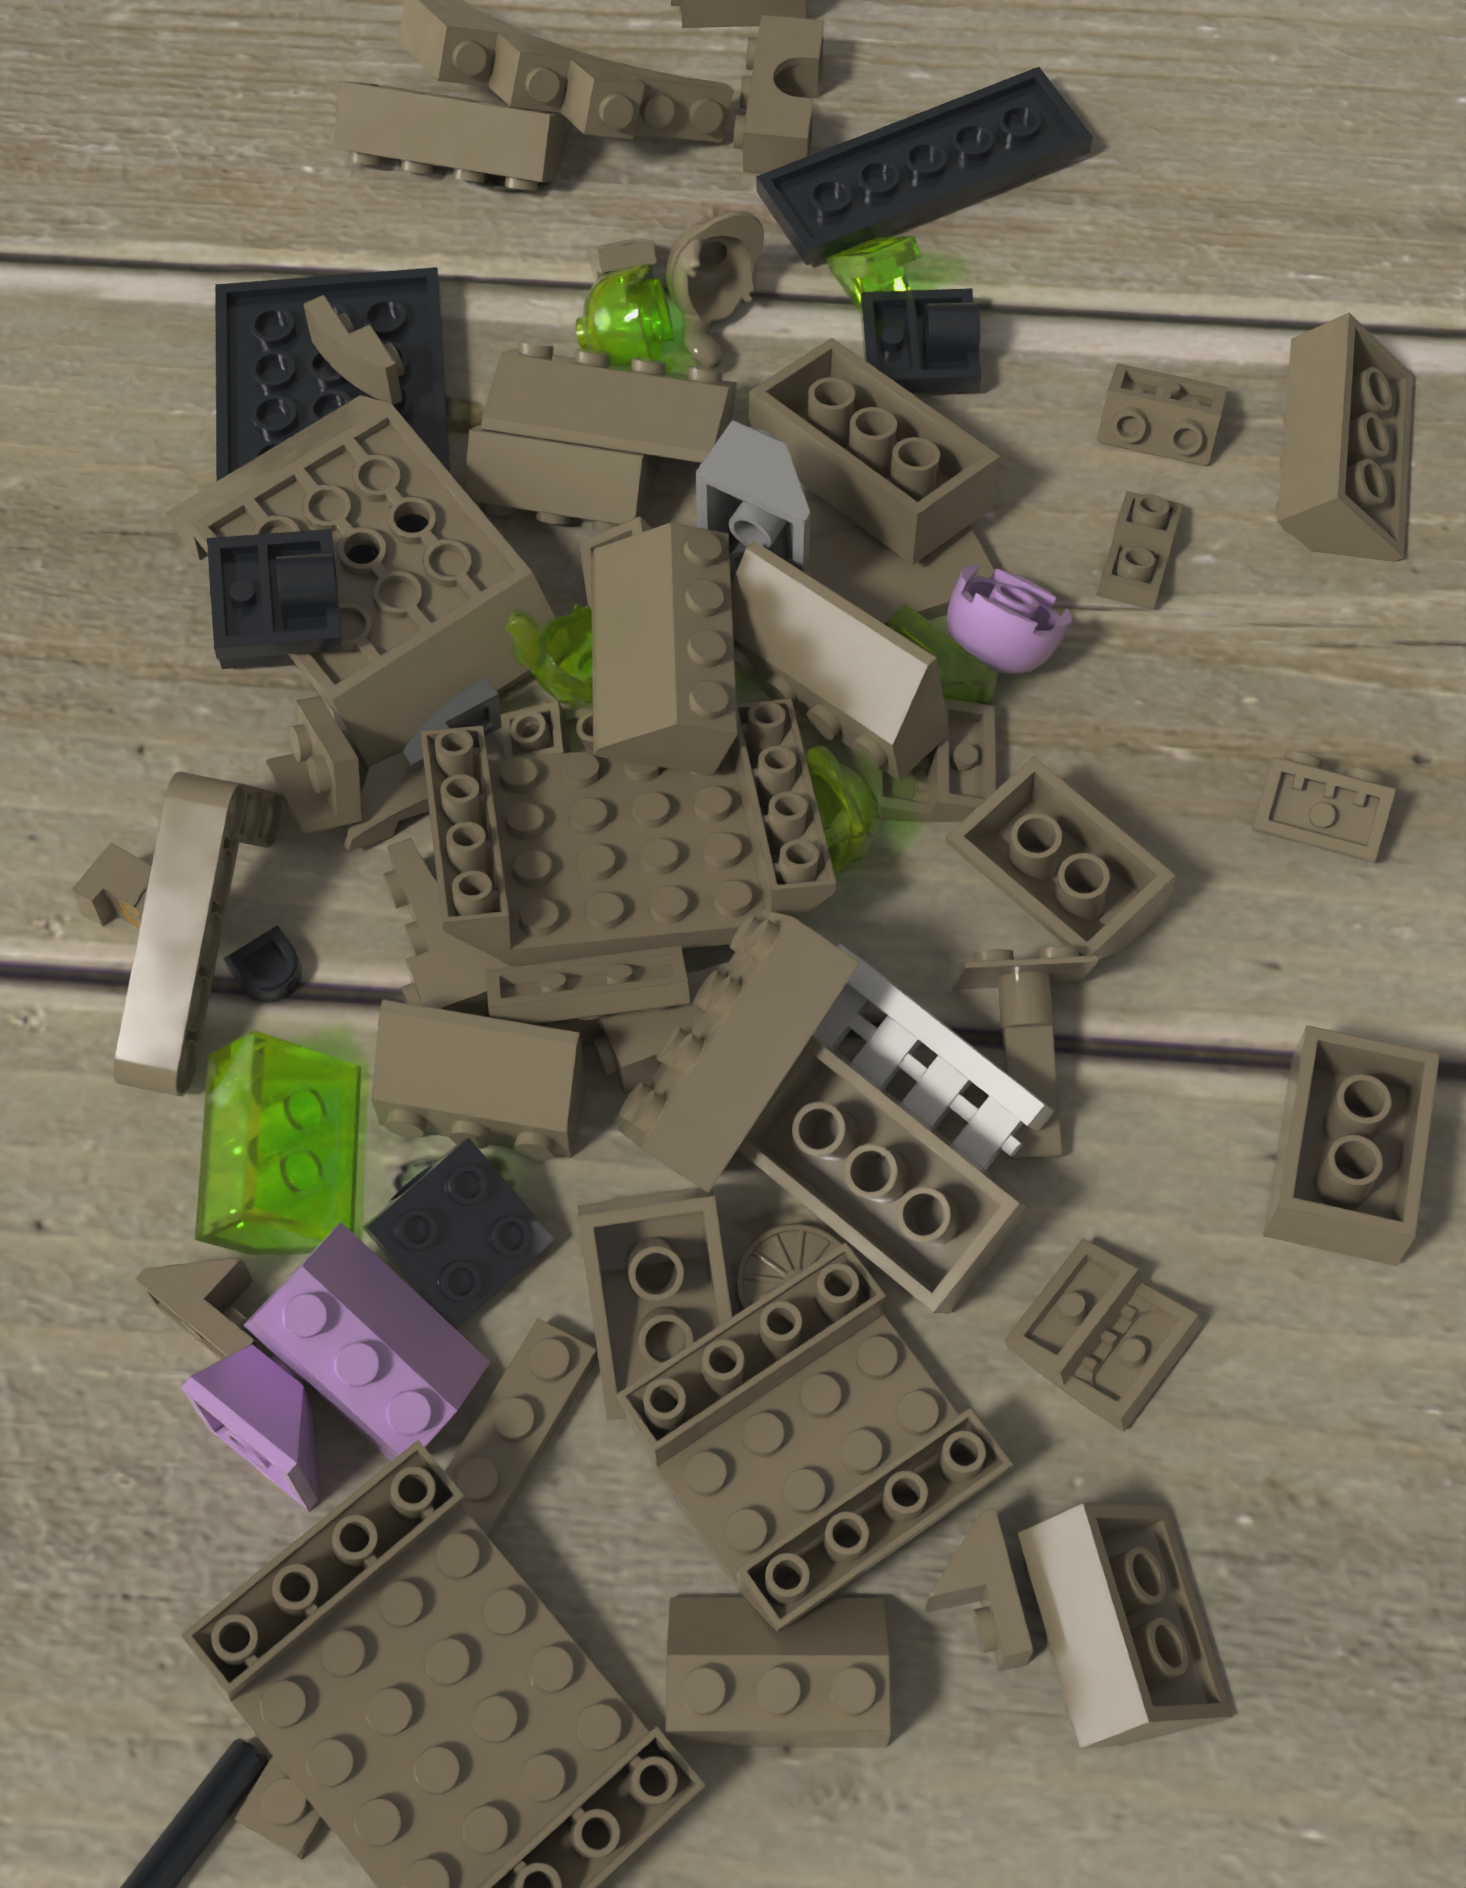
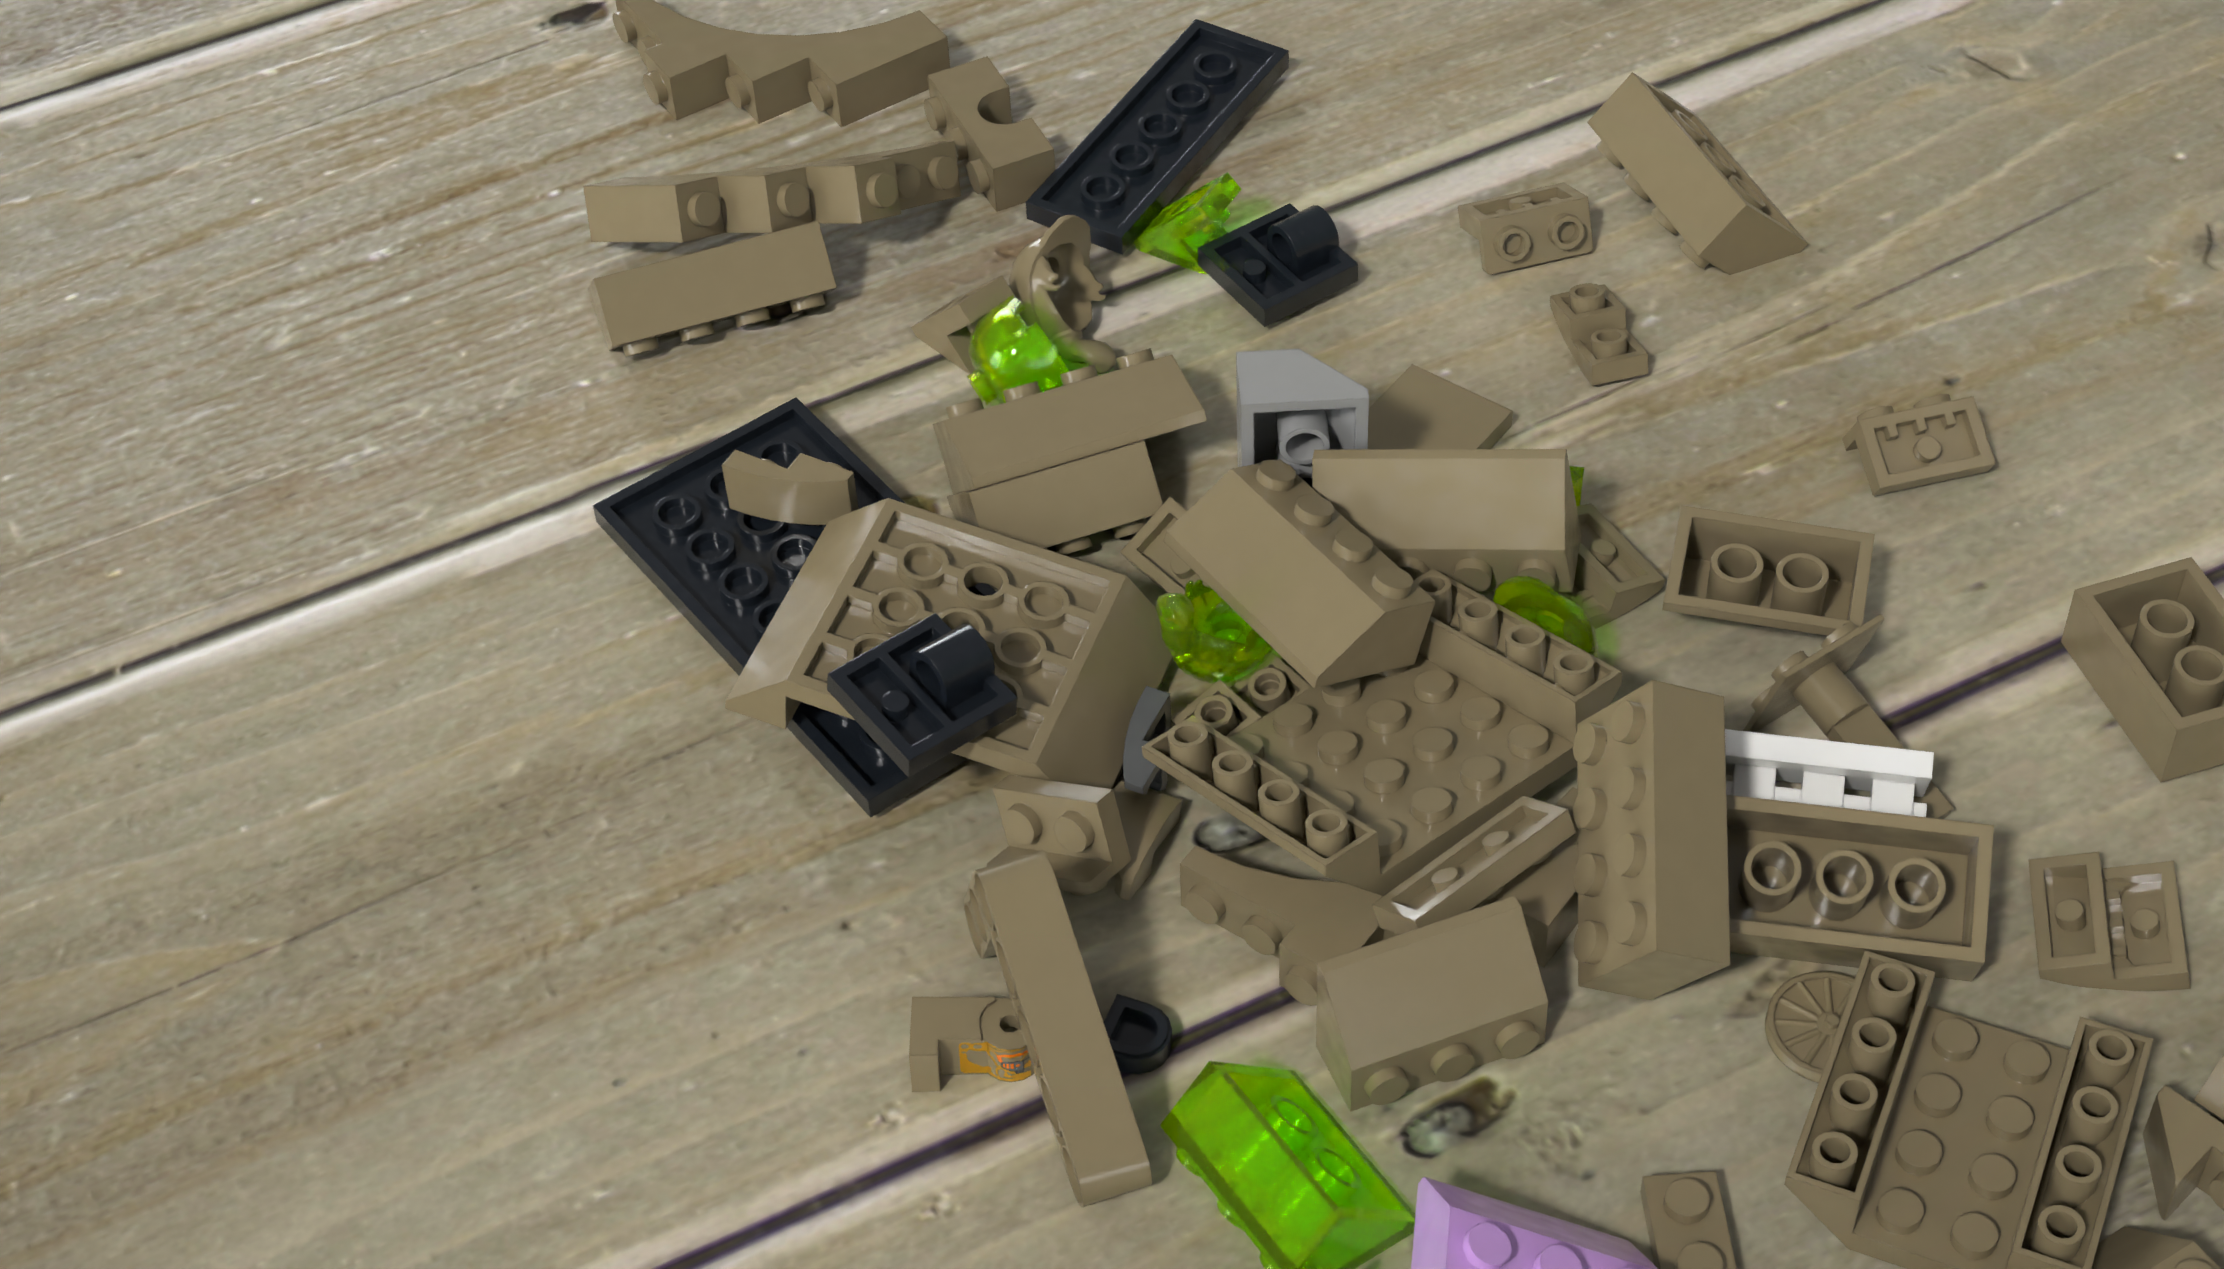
camera: 30 degrees left, 15 degrees down
(458, 1232) = (1514, 1138): black plate -> none
(651, 1281) = (1722, 1090): dark tan slope -> none
(876, 450) = (1383, 340): dark tan brick -> none
(1005, 620) = (1554, 423): lavender cylinder -> none

